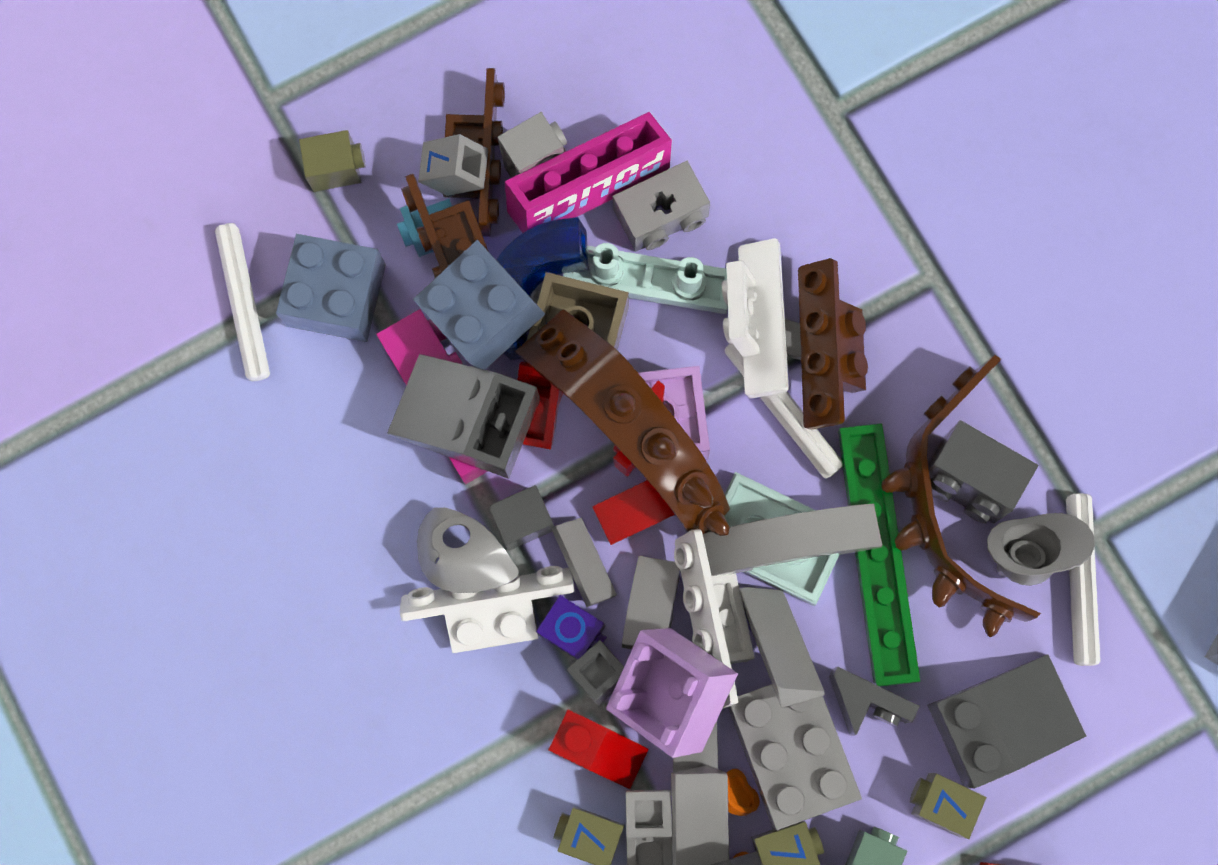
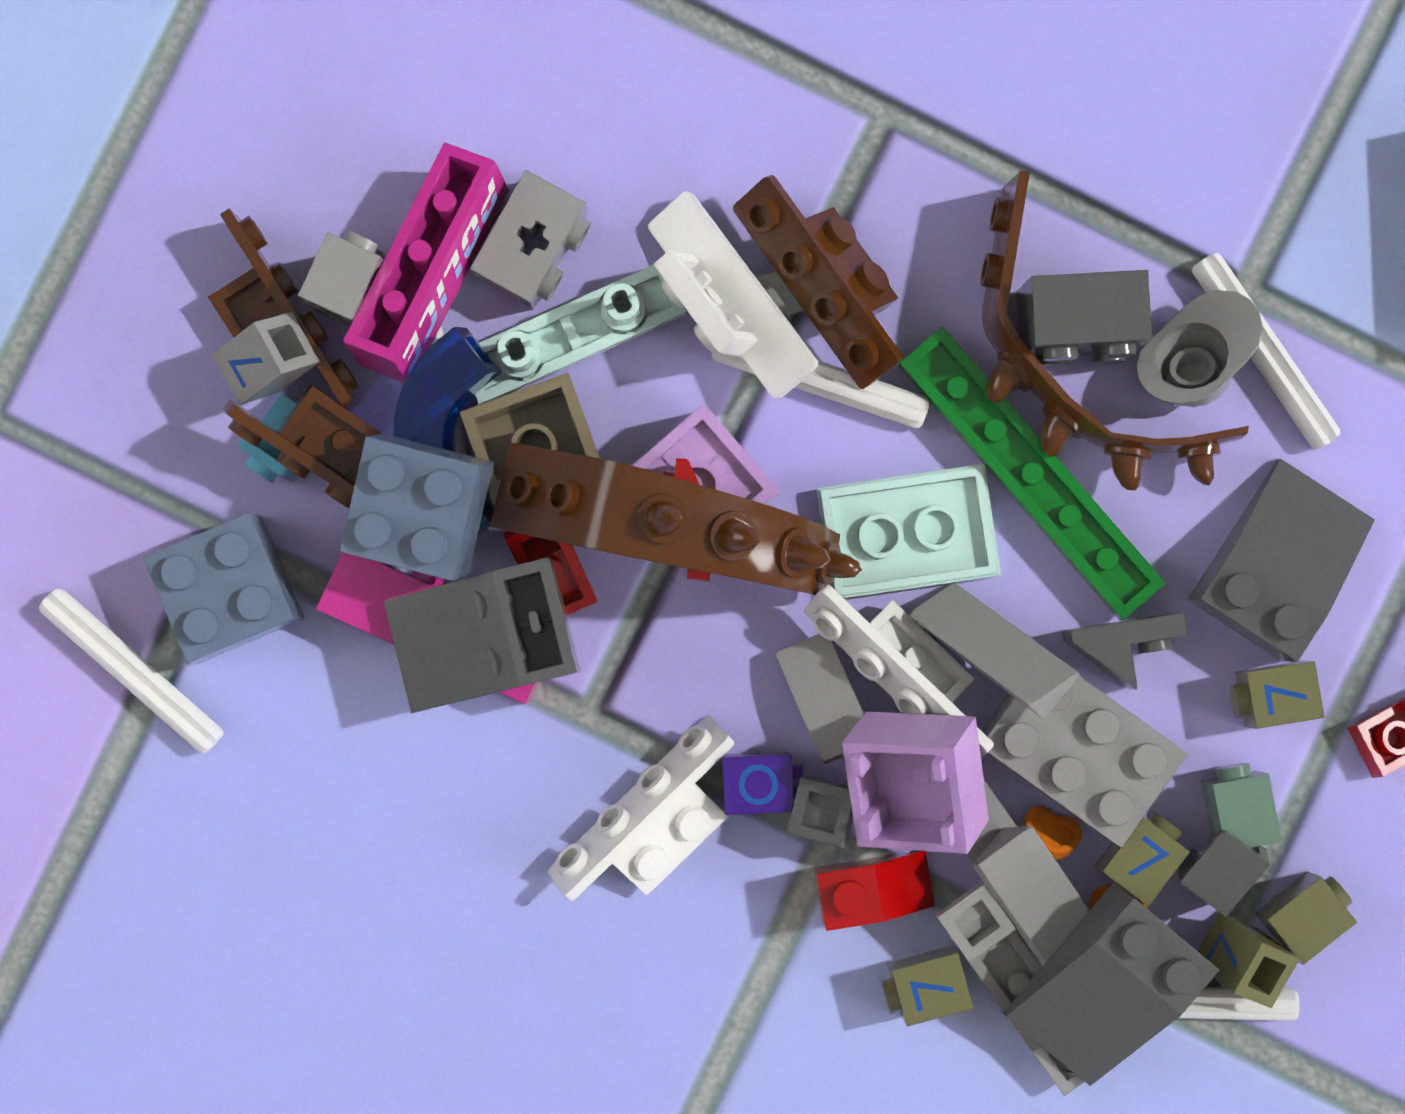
camera: 45 degrees left, 10 degrees up
(331, 160) = (115, 440): olive brick -> none
(467, 569) = (609, 794): light grey piece -> none
(521, 517) = (620, 699): dark grey panel -> none
(584, 562) = (720, 700): light grey piece -> none
(631, 511) = (733, 615): red slope -> none
(793, 538) = (933, 523): light grey slope -> none

